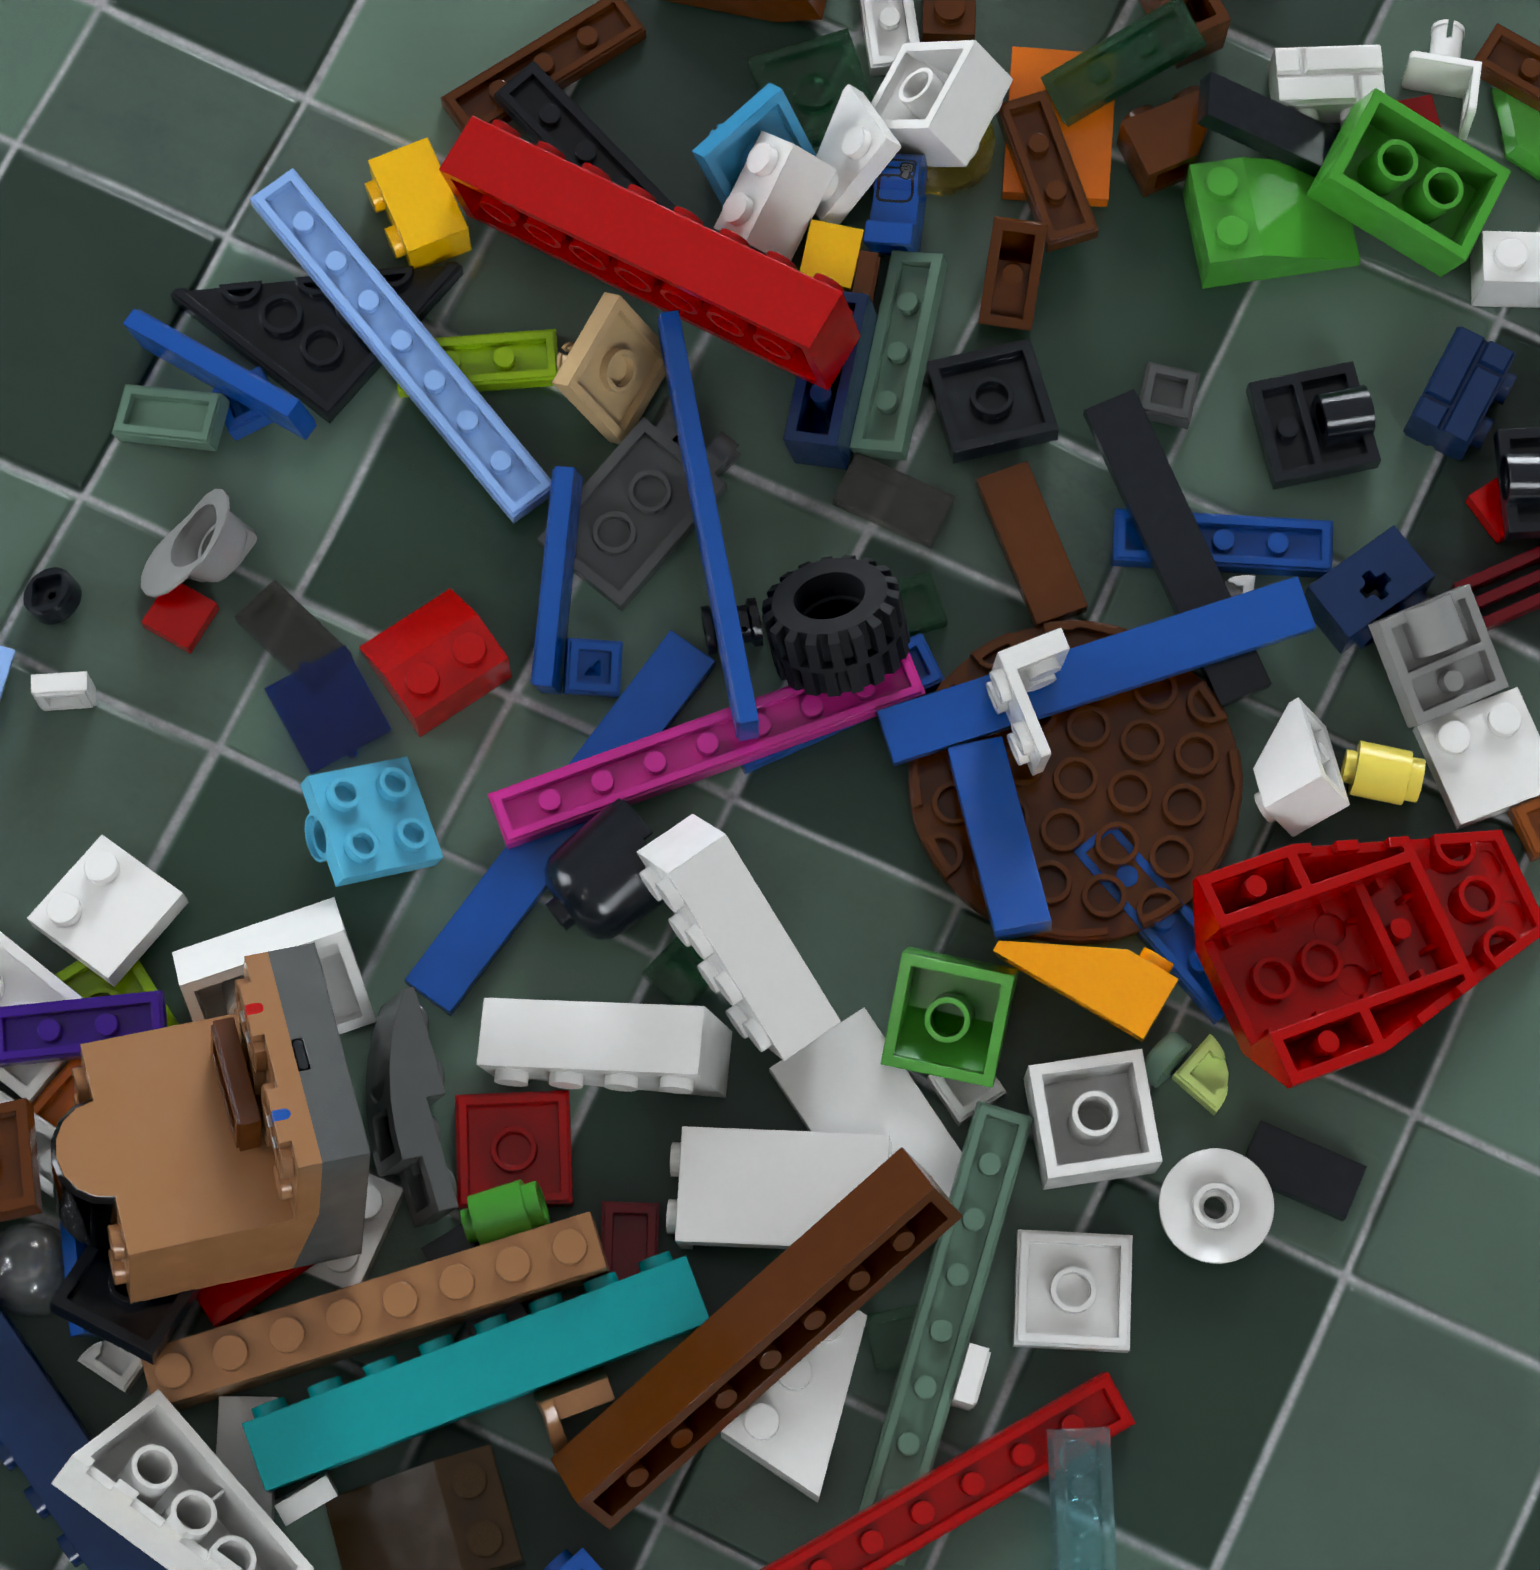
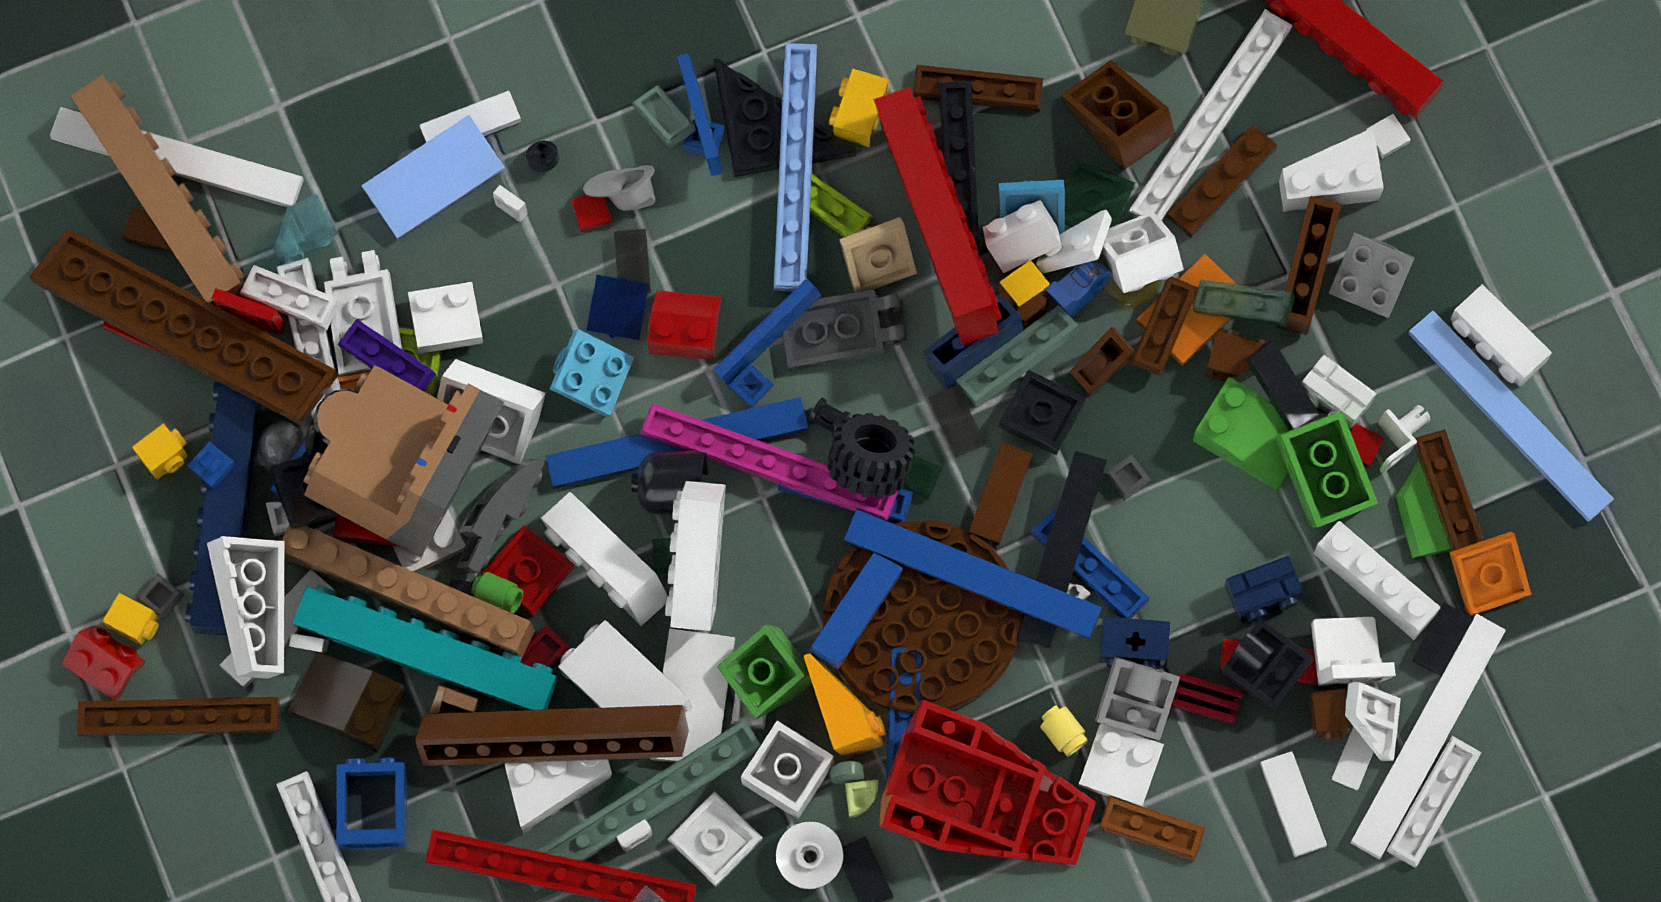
camera: 45 degrees right, 0 degrees up
(235, 1084) = (421, 436): reddish brown tile -> none
(708, 527) = (853, 362): blue tile -> none
(1020, 671) = (939, 547): white bracket -> none
(1299, 772) = (1024, 696): white slope -> none
(1314, 424) = (1181, 546): black plate -> none

